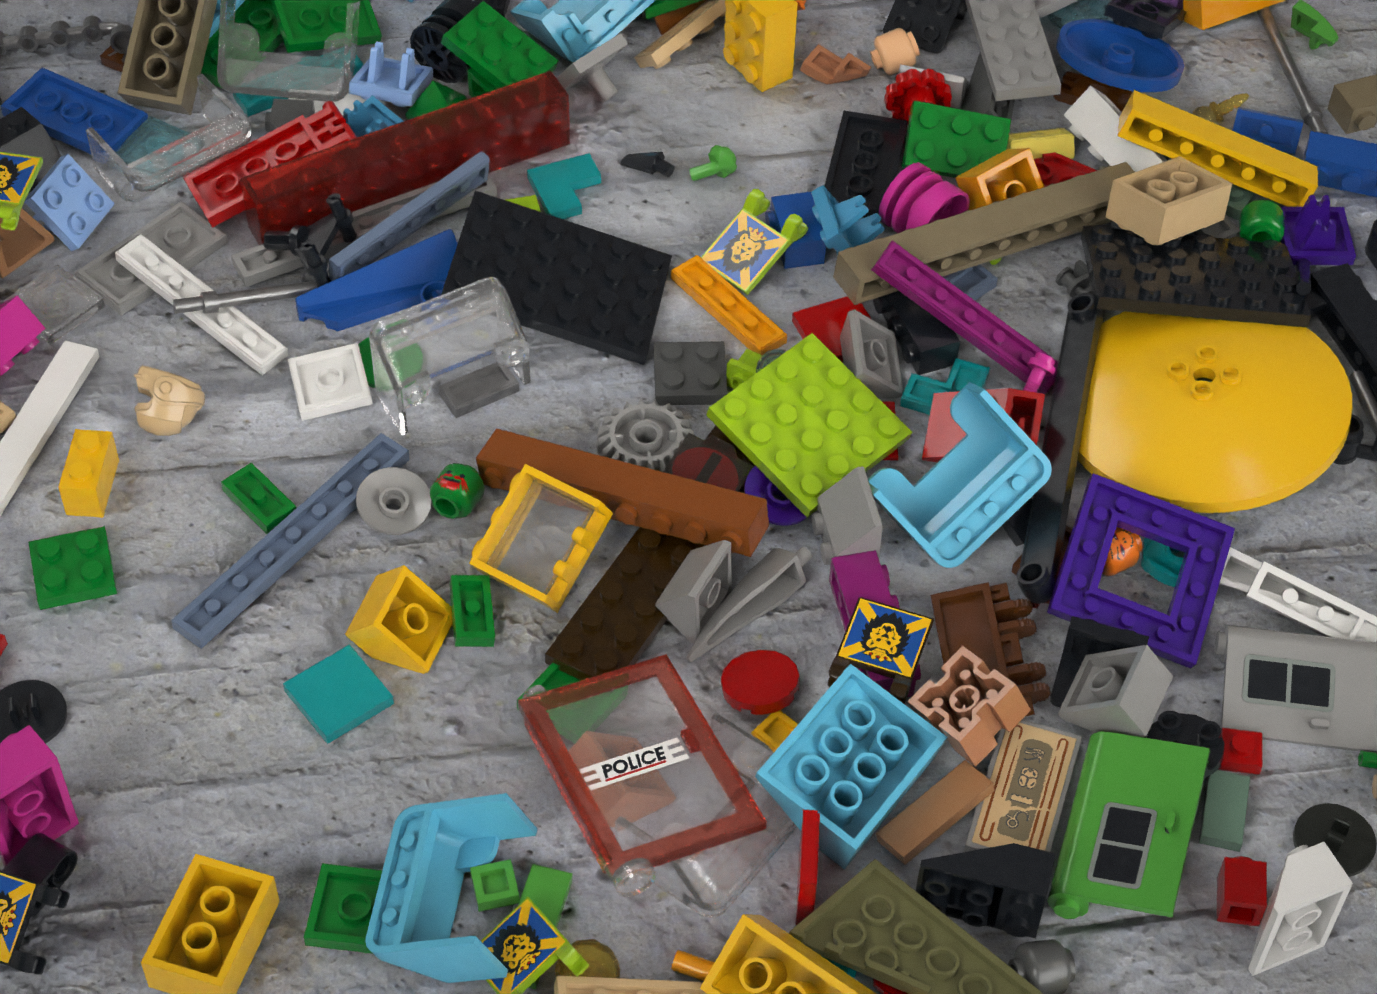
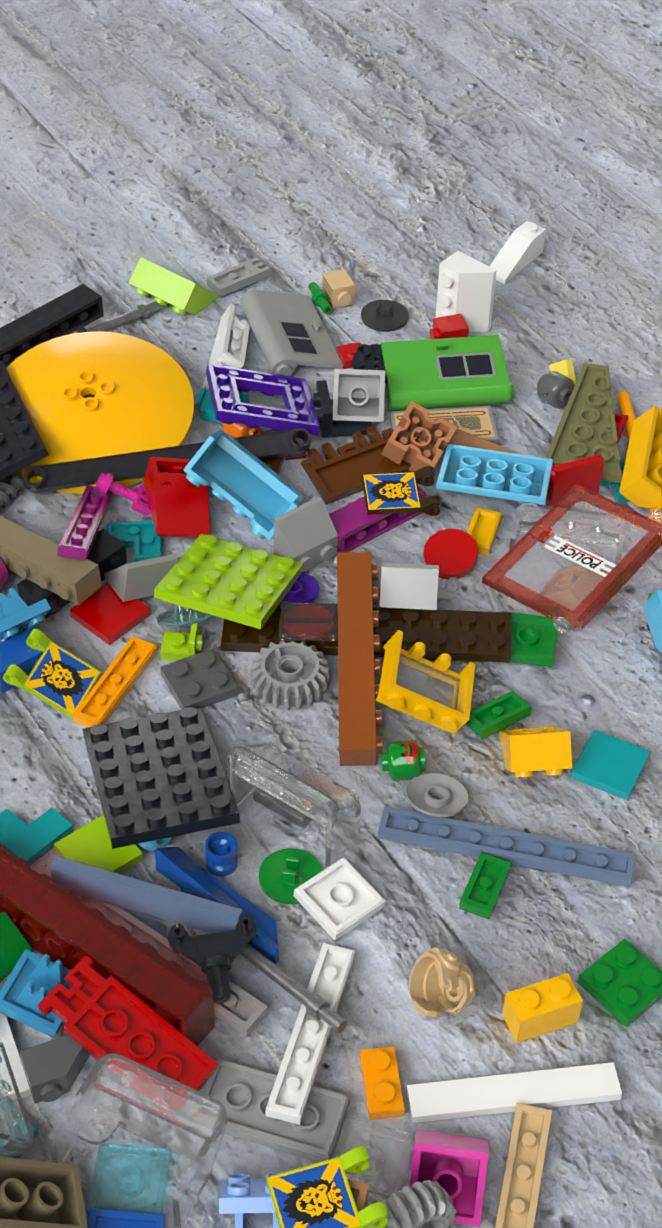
camera: 115 degrees left, 5 degrees down
(118, 338) = (381, 1083): none -> light orange plate
(990, 886) = (528, 409): black slope -> none

